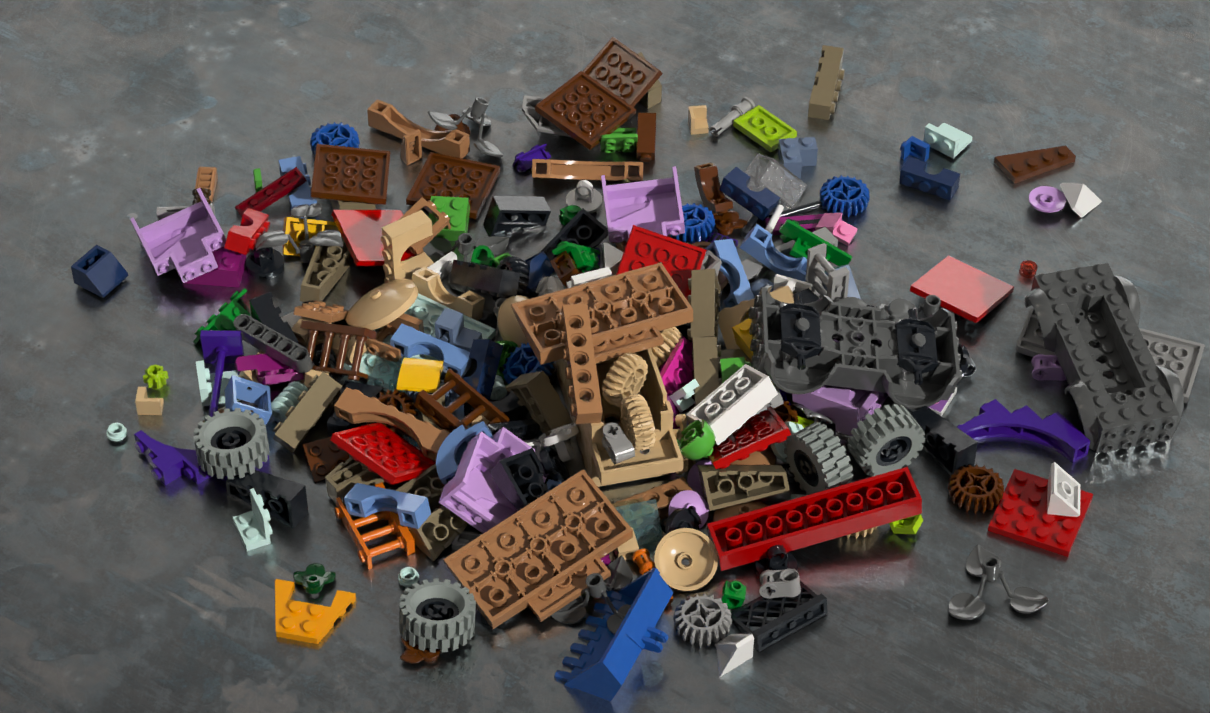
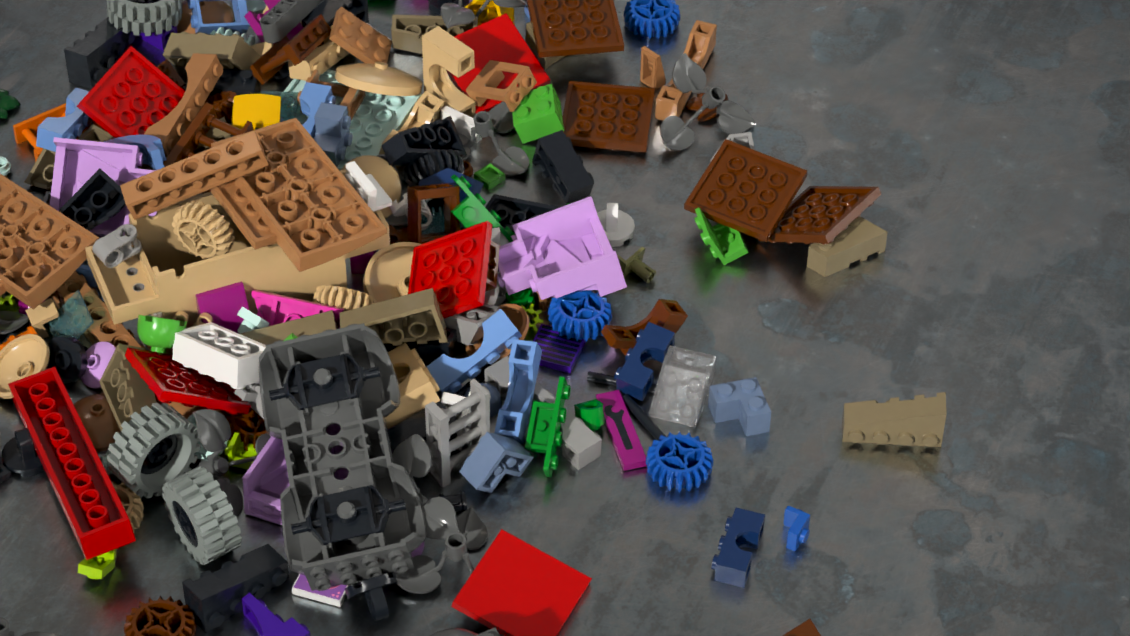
camera: 80 degrees right, 0 degrees up
(254, 525) = (56, 41): light aqua bracket -> none
(483, 256) = (483, 152): green plate -> none
(524, 160) = (667, 166): dark purple hinge -> none
(586, 170) = (650, 186): medium nougat arch -> none
(638, 422) = (143, 246): tan gear -> none
(646, 136) = (733, 261): reddish brown slope -> none
(697, 119) = (785, 306): tan panel -> none
(728, 222) = (603, 357): reddish brown plate -> none
(736, 111) = (815, 343): light grey pin -> none
(764, 128) = (794, 373): lime plate -> none
(774, 218) = (604, 393): white bar -> none
(841, 230) = (612, 458): bright pink slope -> none
(946, 139) = (829, 562): light aqua bracket -> none

